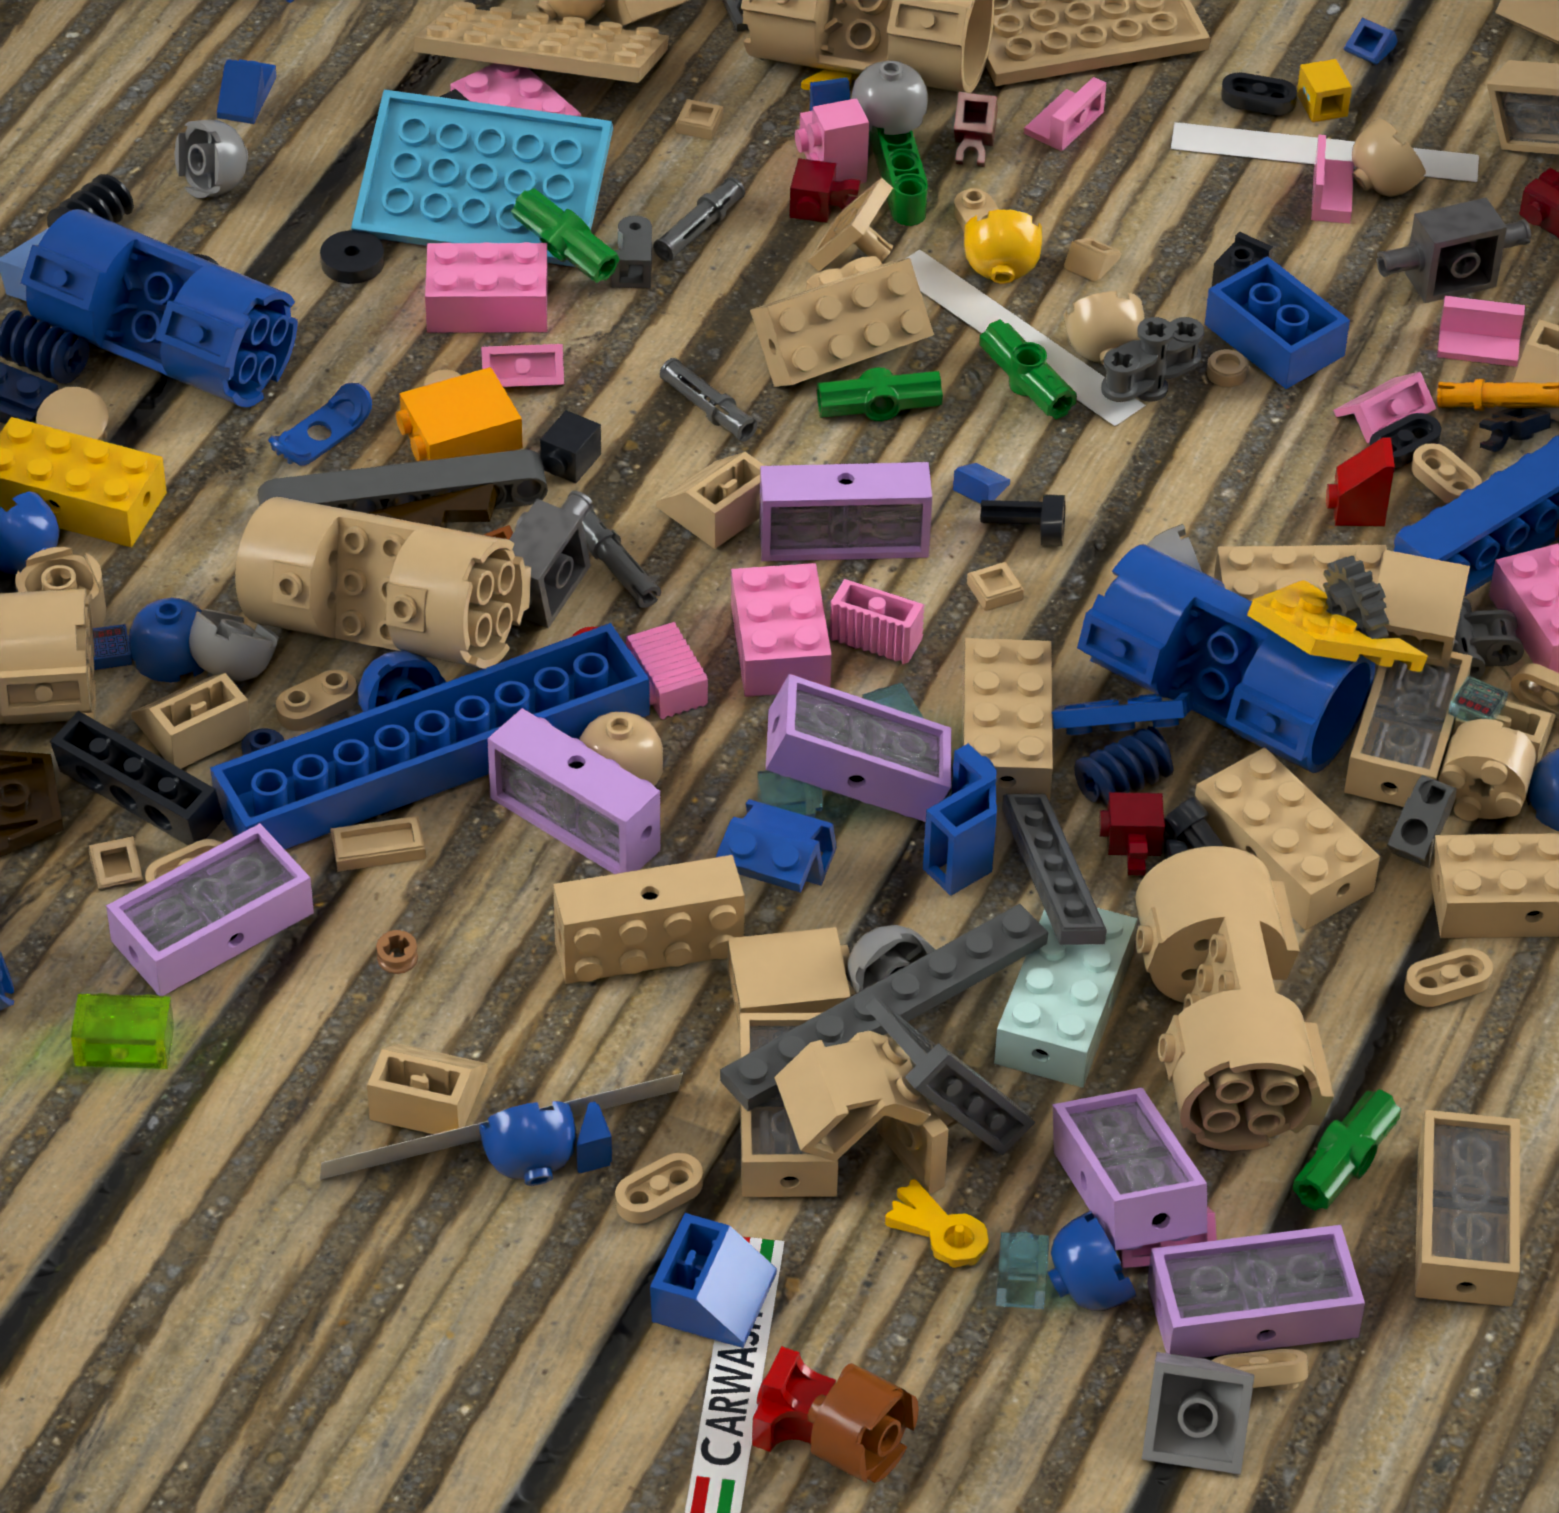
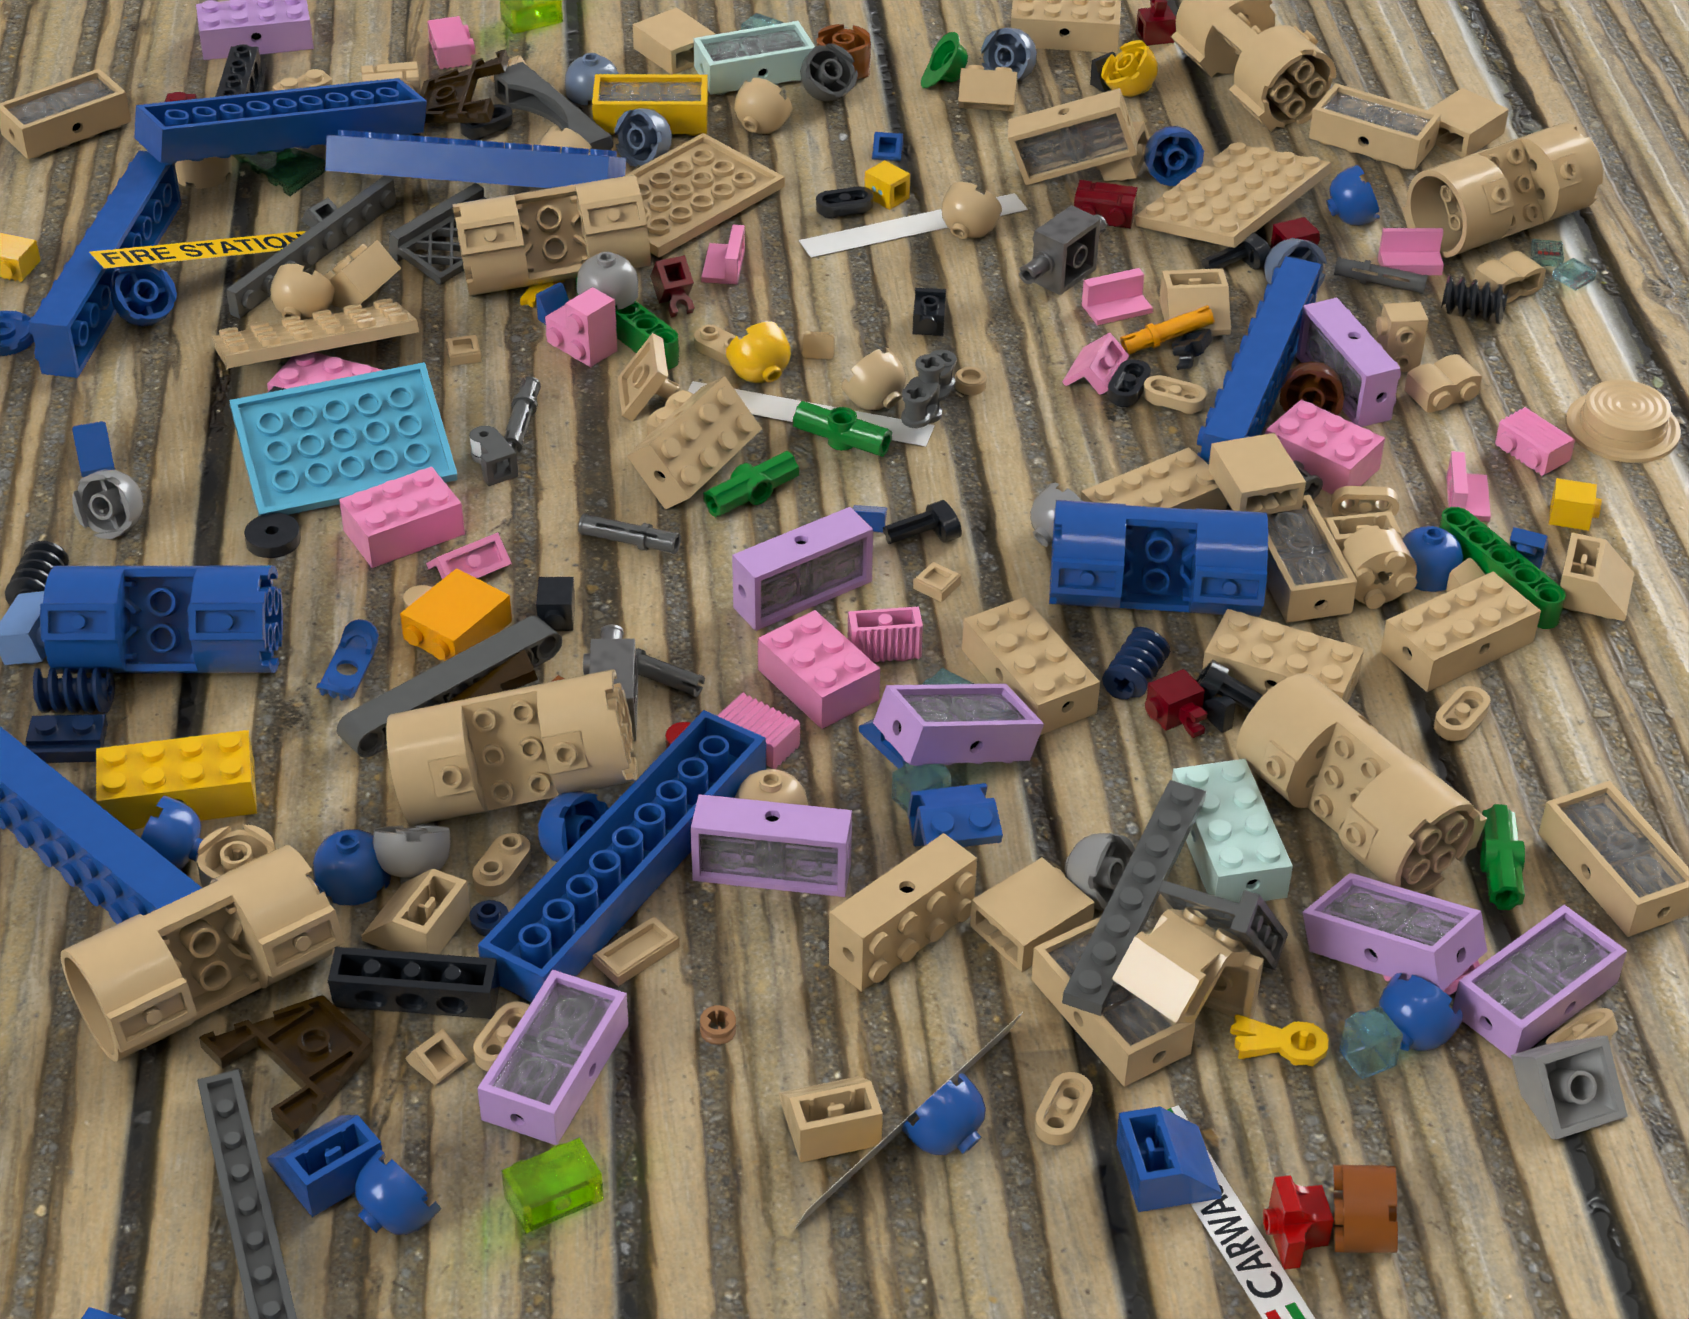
camera: 30 degrees left, 5 degrees down
(75, 411) = (140, 725): tan piece -> none
(565, 235) = (442, 454): green piece -> none
(594, 1141) = (993, 1092): blue slope -> none
(717, 499) = (697, 595): tan slope -> none
(816, 190) = (593, 366): dark red brick -> none
(963, 825) = (1068, 733): blue piece -> none
(1053, 870) = (1161, 750): dark grey tile -> none
(1082, 716) = (1120, 618): blue wing -> none
(1276, 322) = (988, 335): blue brick -> none
(1302, 619) = (1240, 506): yellow wing -> none
(1331, 187) = (940, 242): bright pink panel -> none
(1356, 596) = (1234, 480): dark grey gear -> none
(1363, 487) = (1136, 417): red slope -> none
(1422, 820) = (1366, 615): dark grey leg -> none
(1477, 701) = (1343, 520): clear light blue tile -> none

